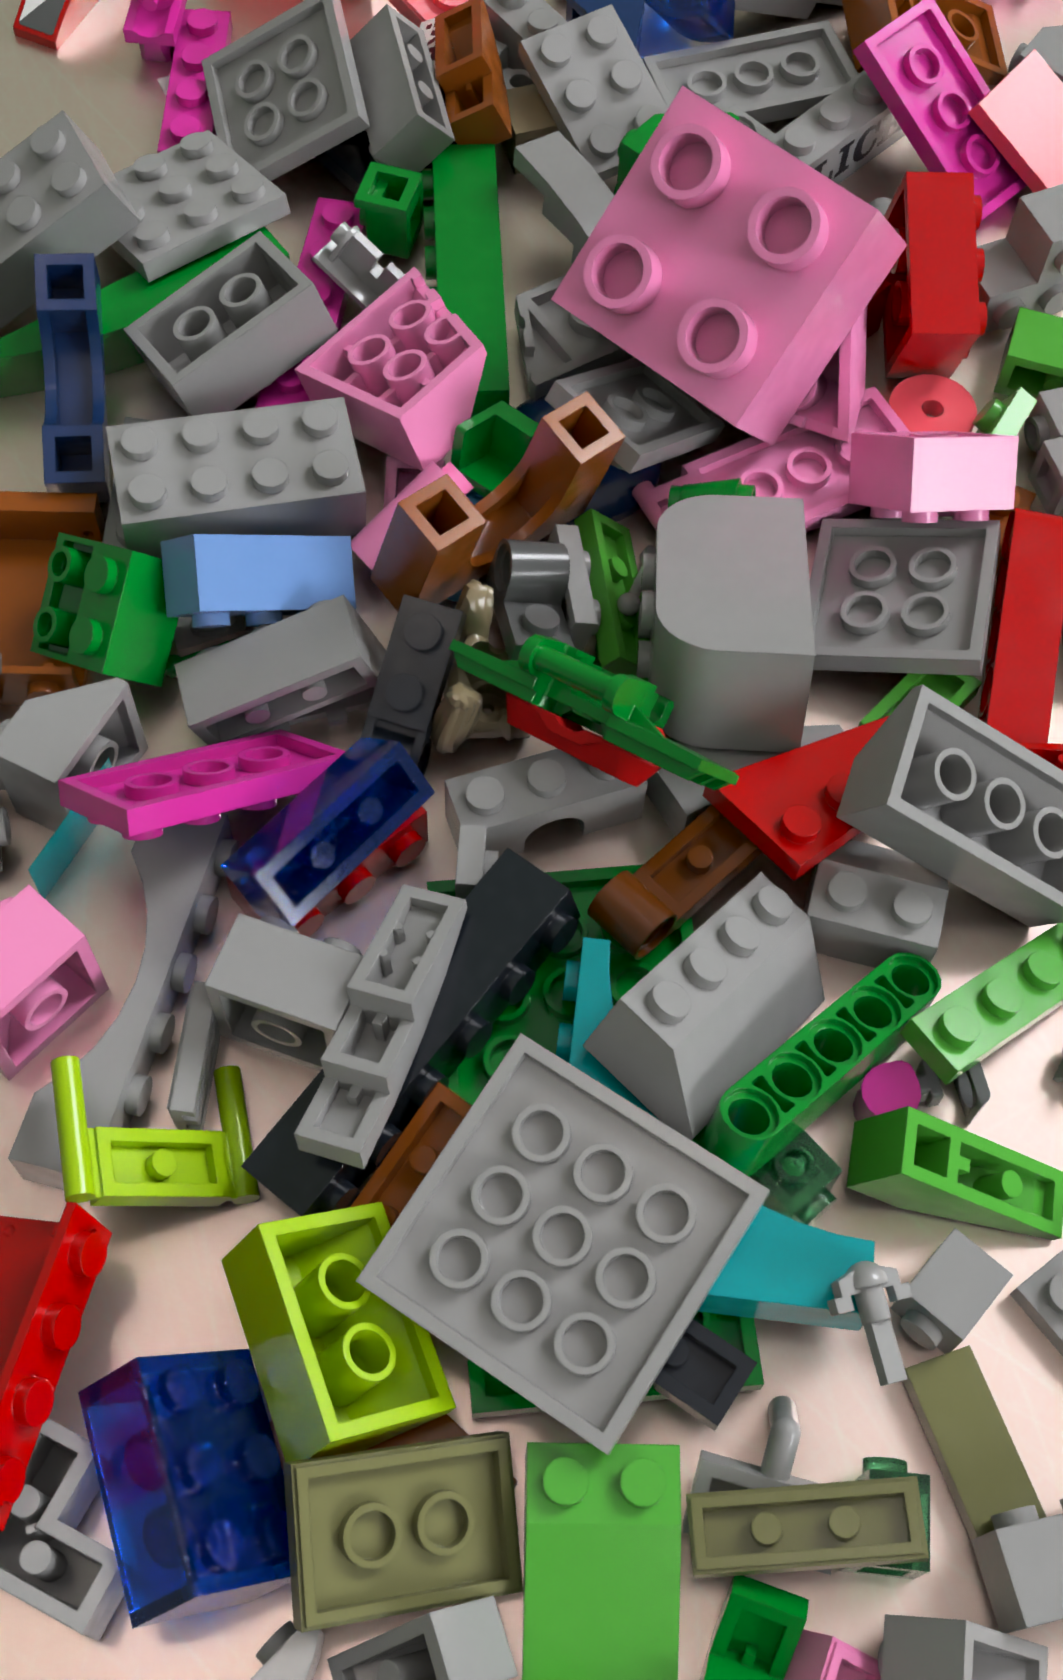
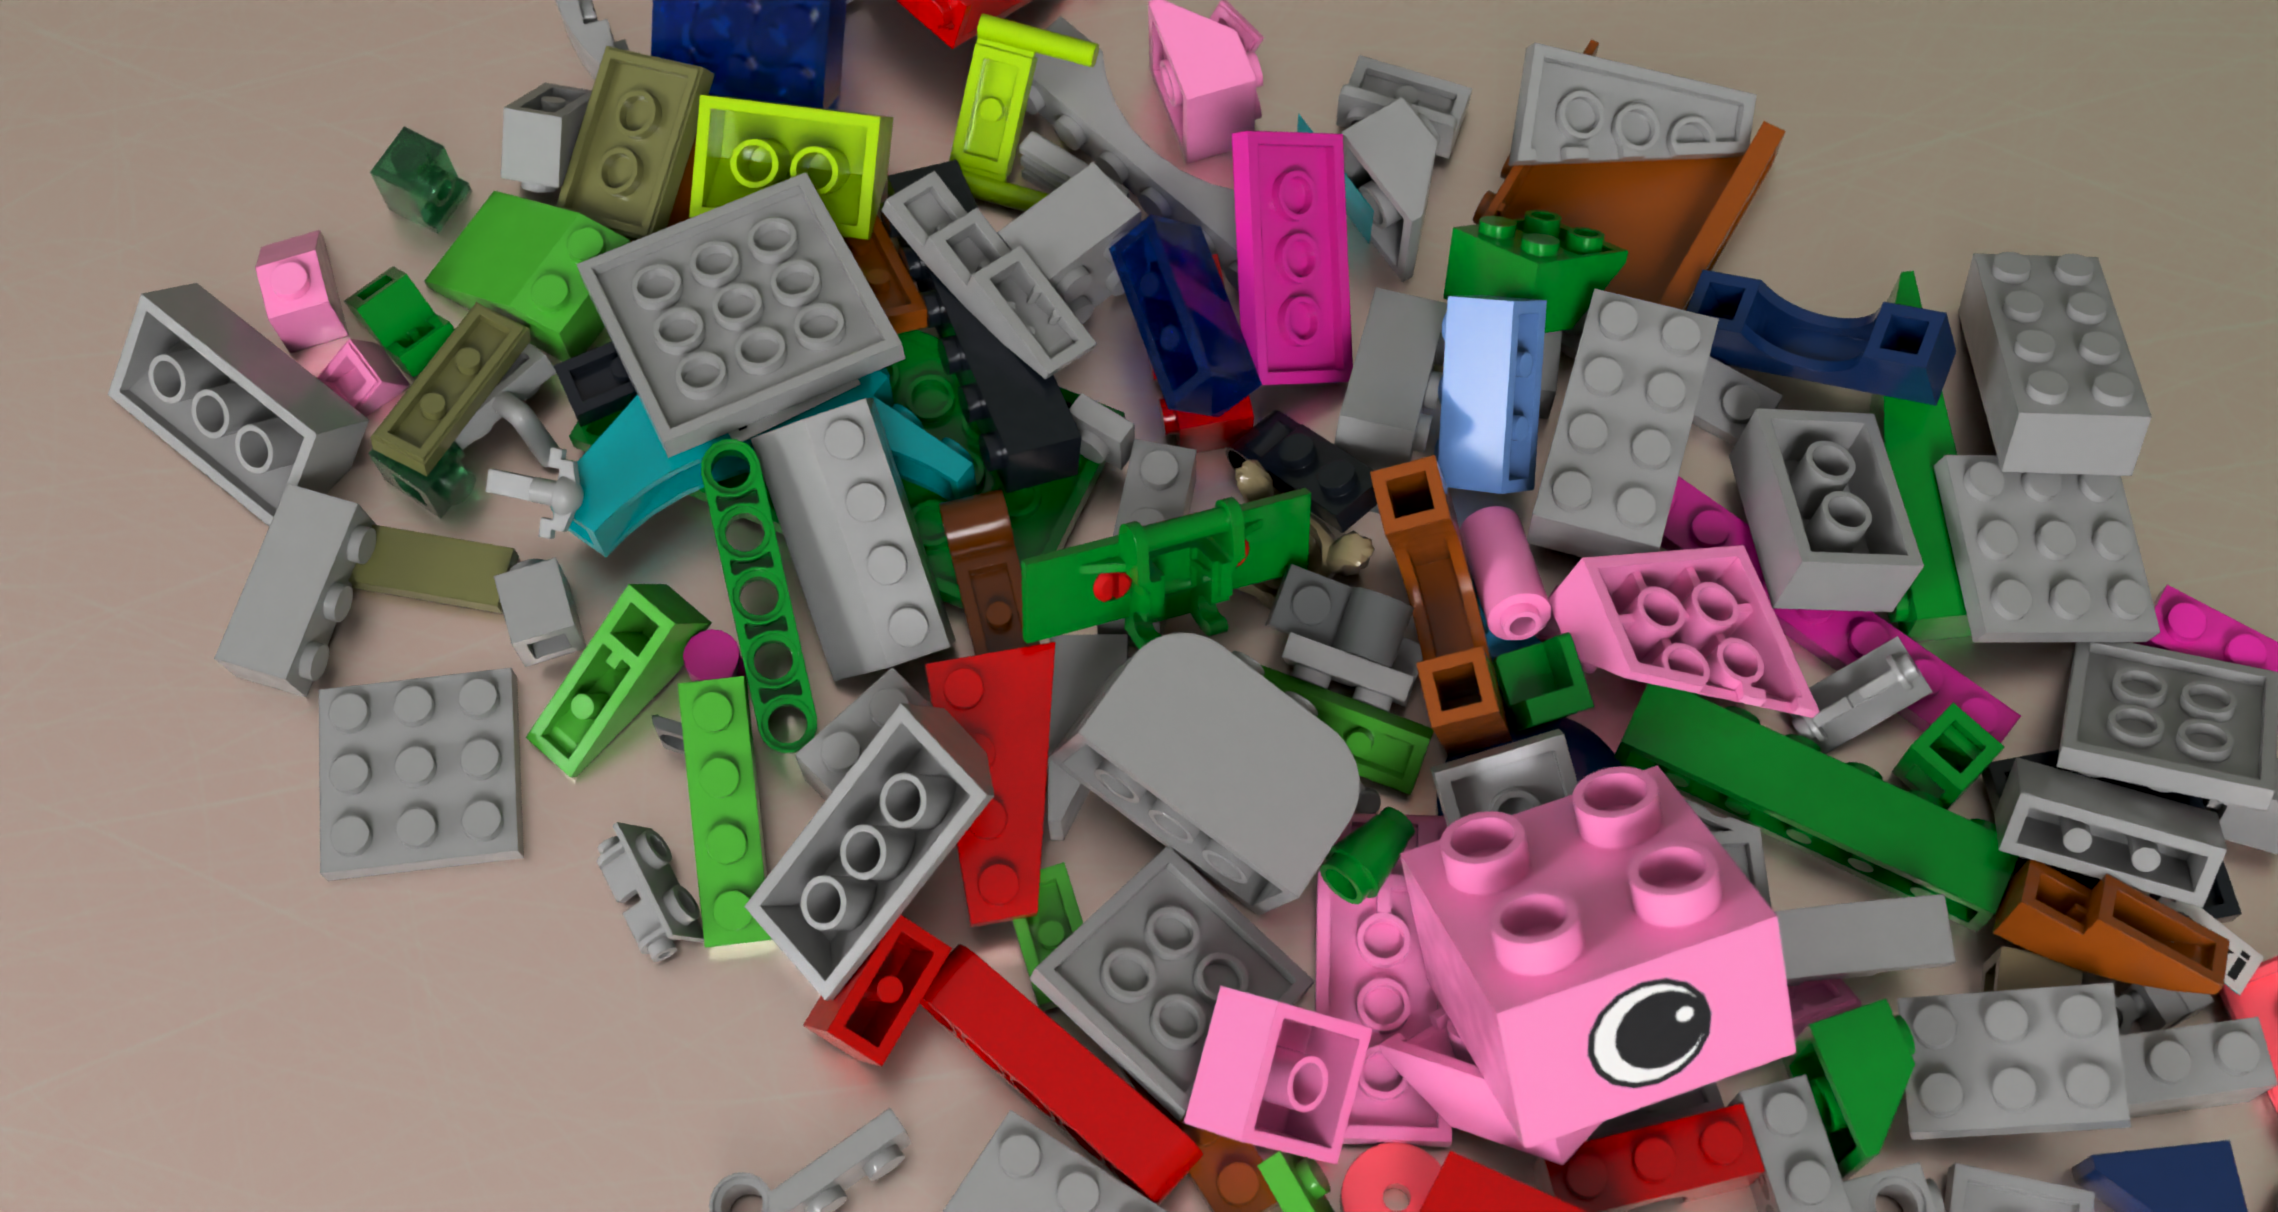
camera: 125 degrees right, 5 degrees up
(800, 1180) = (692, 548): clear green brick -> none

